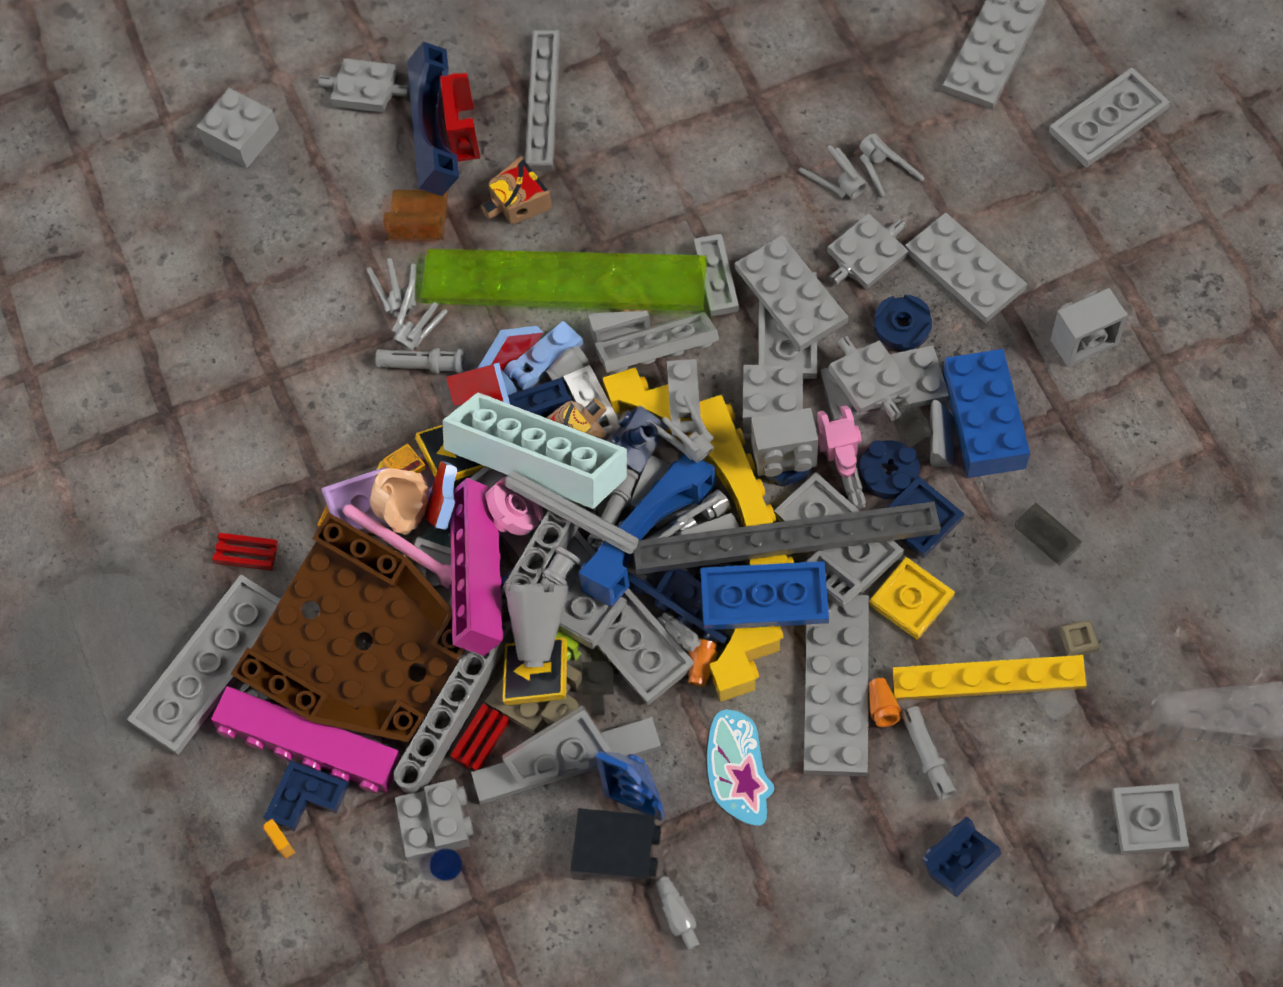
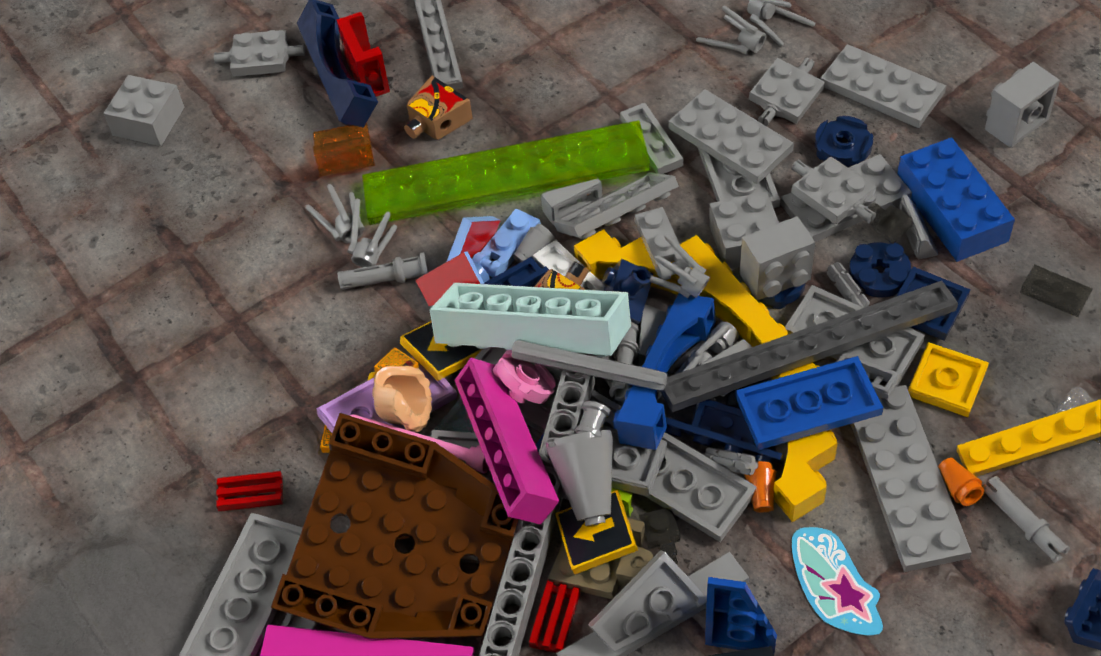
camera: 15 degrees left, 10 degrees down
(441, 497) = (447, 386): tile -> none
(839, 440) = (830, 248): bright pink hinge -> none

